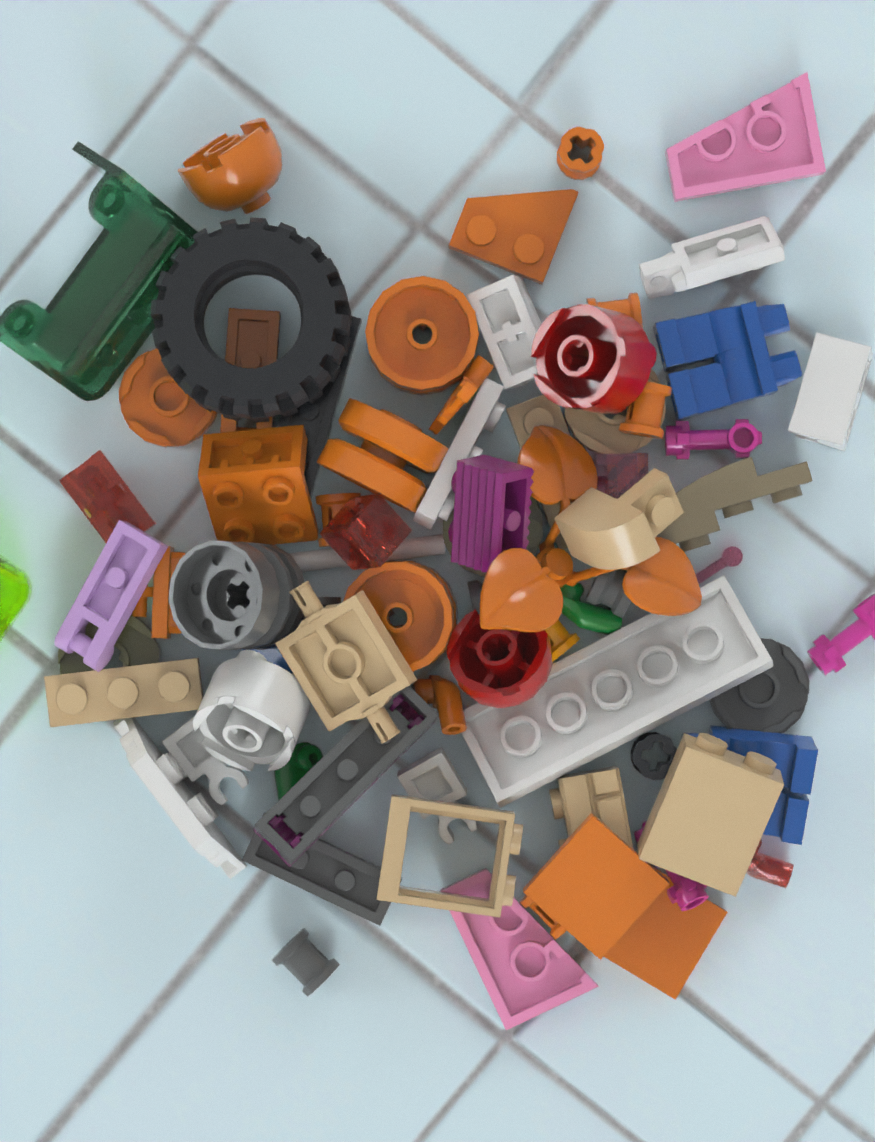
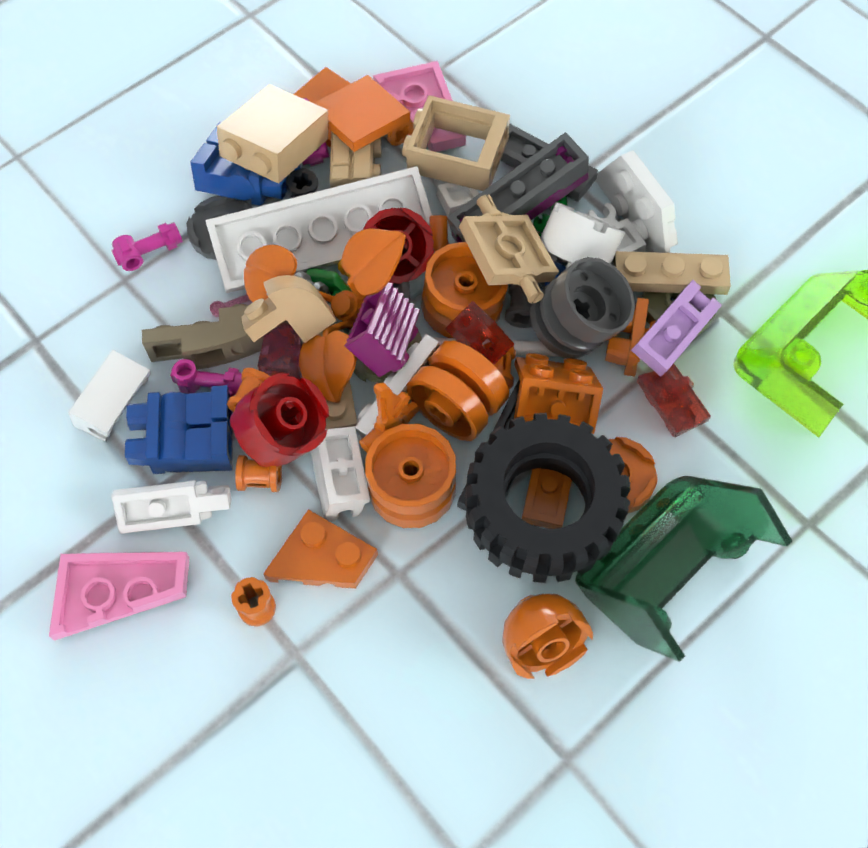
camera: 170 degrees left, 25 degrees down
(305, 962) = (562, 113): dark grey bush -> none

